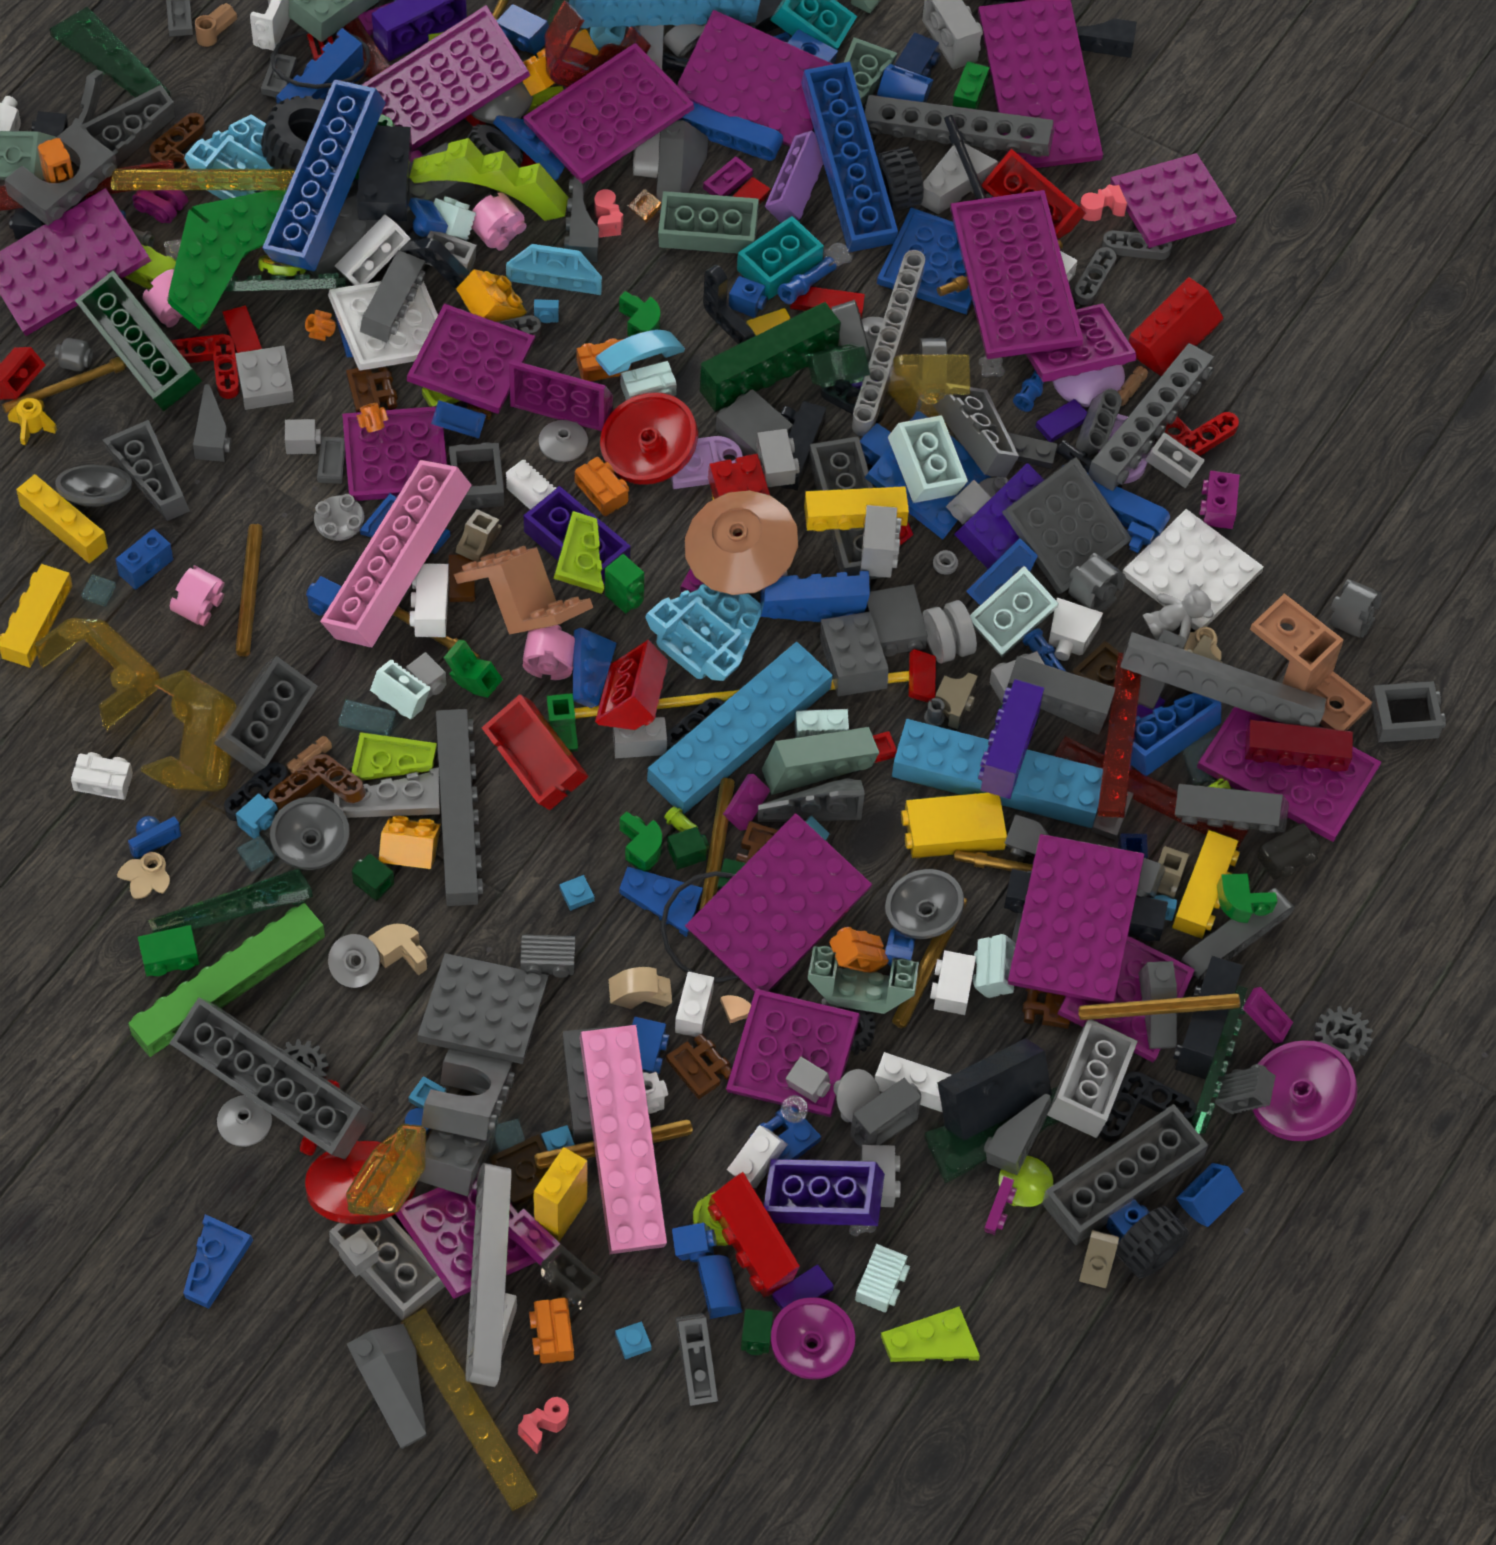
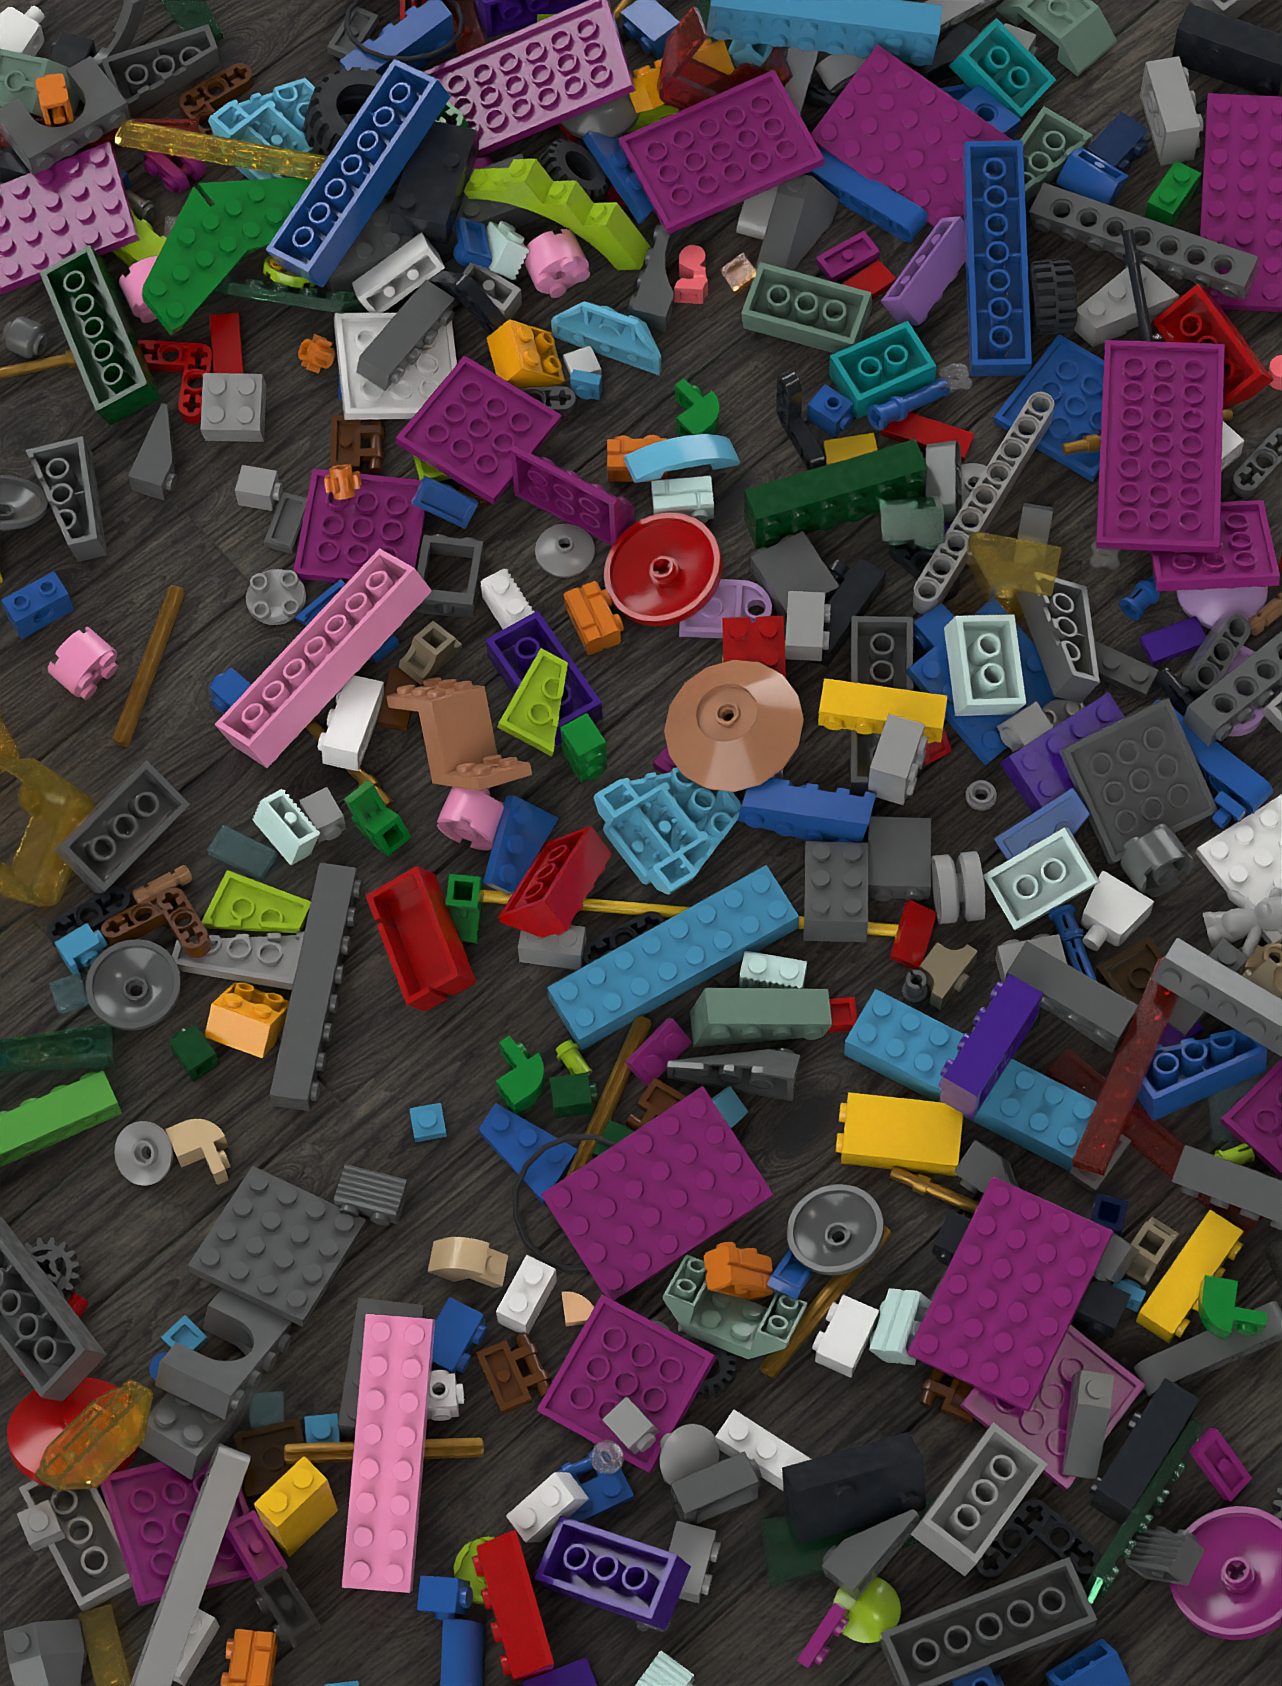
camera: 20 degrees right, 5 degrees up
(537, 291) = (582, 360): none -> white tile
(1161, 1006) = (1082, 1430): pearl gold axle -> none

